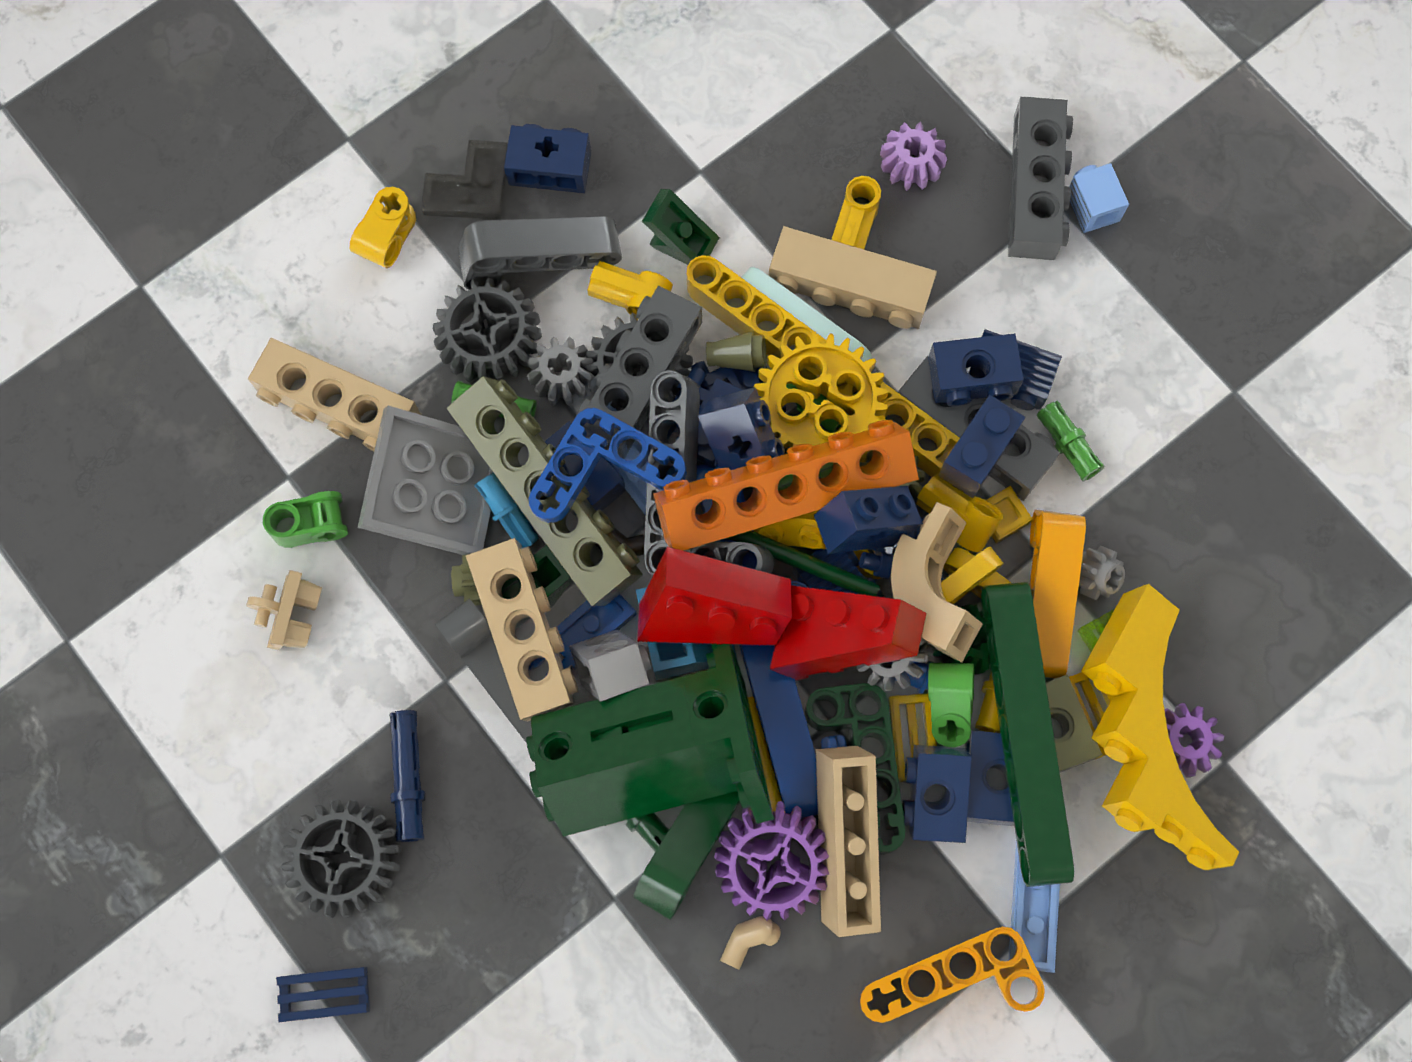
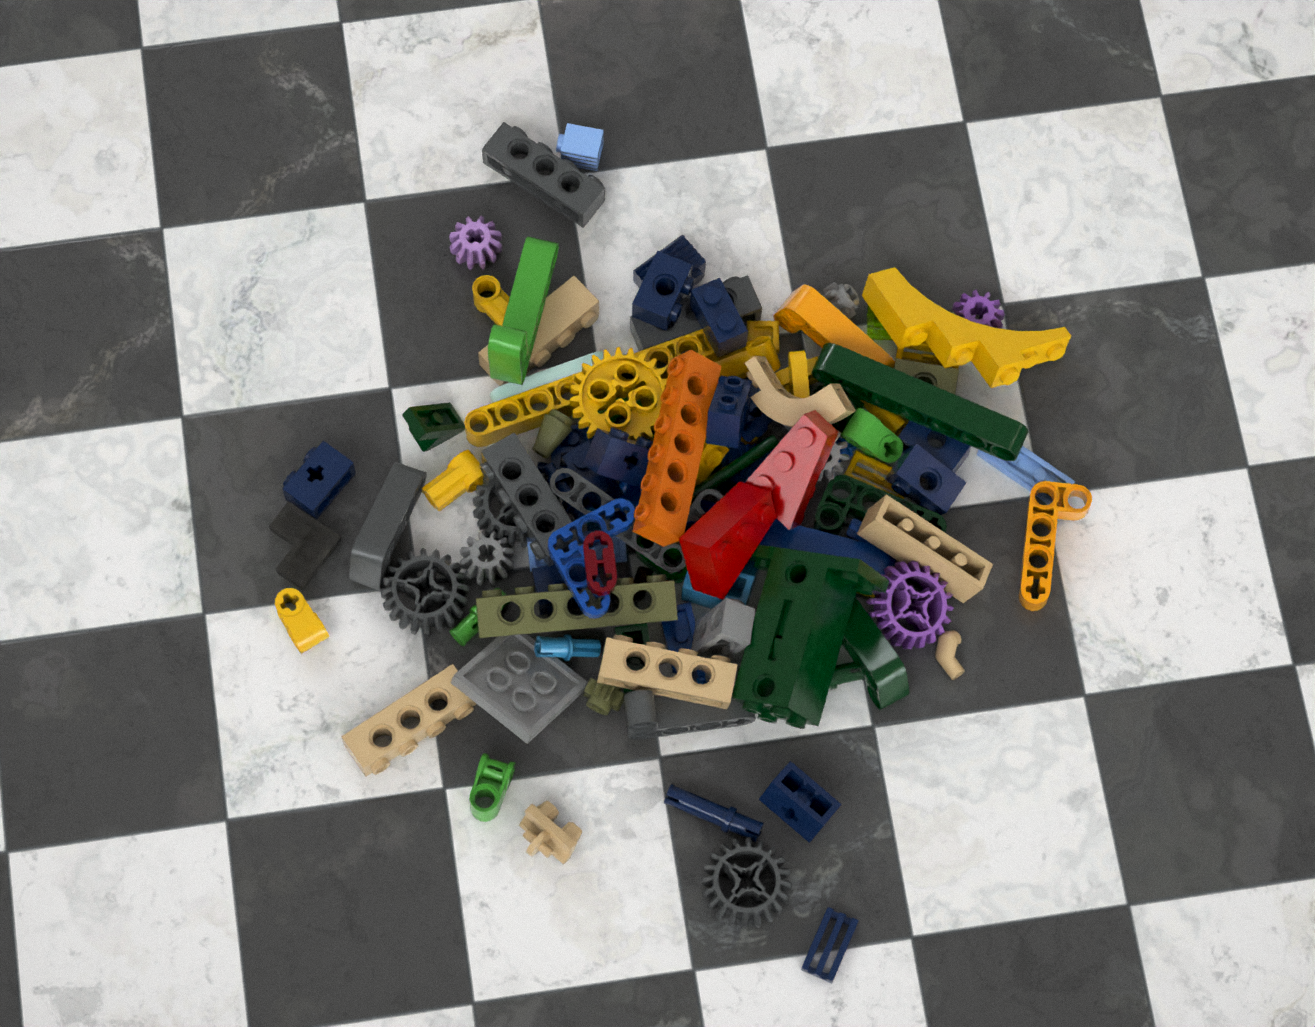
camera: 65 degrees left, 5 degrees down
(464, 866) = (799, 801): none -> dark blue brick
(582, 470) = (592, 564): none -> dark red beam
(804, 255) = (513, 342): none -> bright green beam
(1070, 440) = (739, 266): bright green pin -> none

